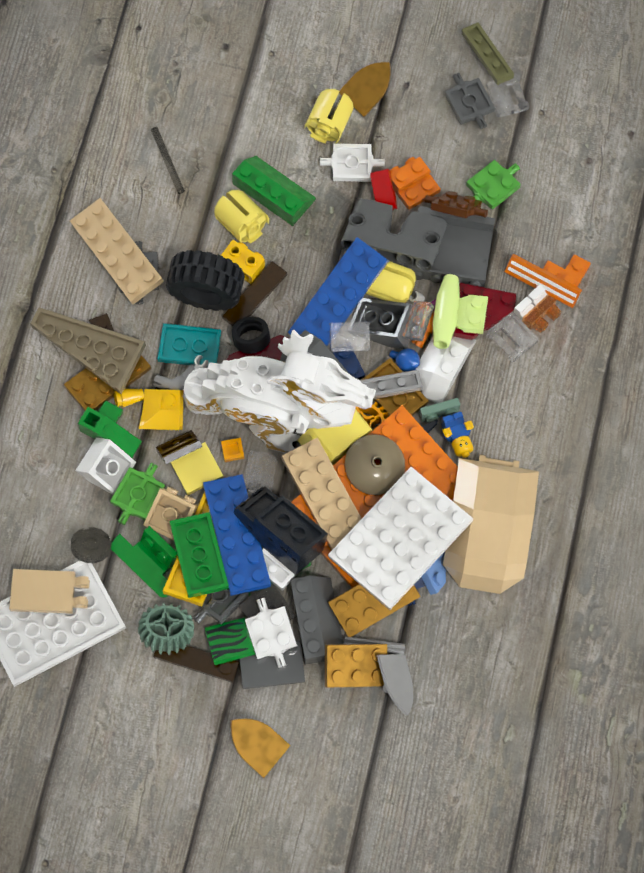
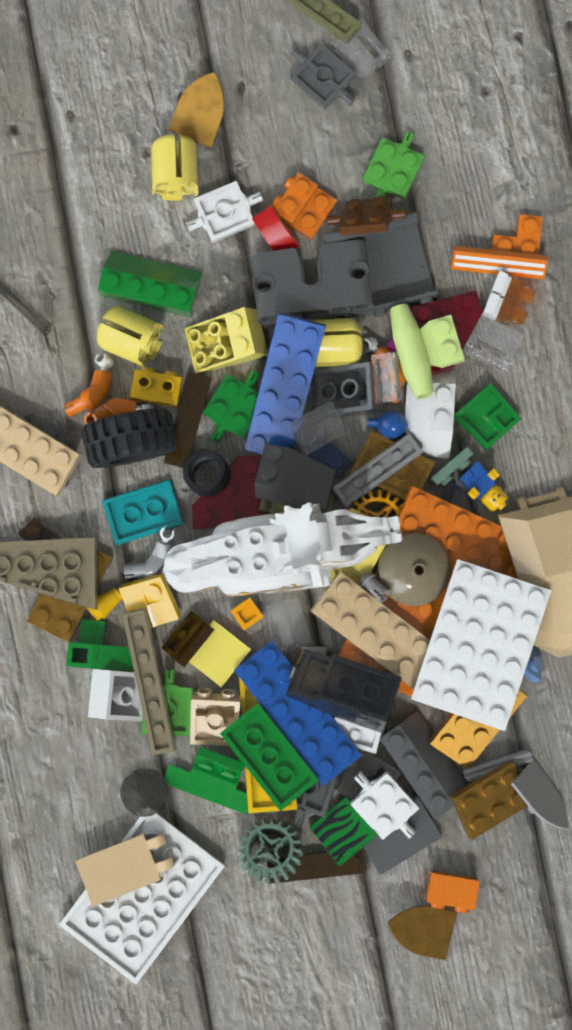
camera: 20 degrees left, 15 degrees up
(134, 464) = (149, 681): none -> dark tan tile
(201, 242) = (97, 391): none -> orange arm
(292, 298) = (233, 406): none -> green plate
(294, 724) = (452, 891): none -> orange brick
(310, 250) = (226, 340): none -> light yellow slope
(337, 460) = (372, 585): none -> light grey pin
(484, 385) = (487, 416): none -> green plate

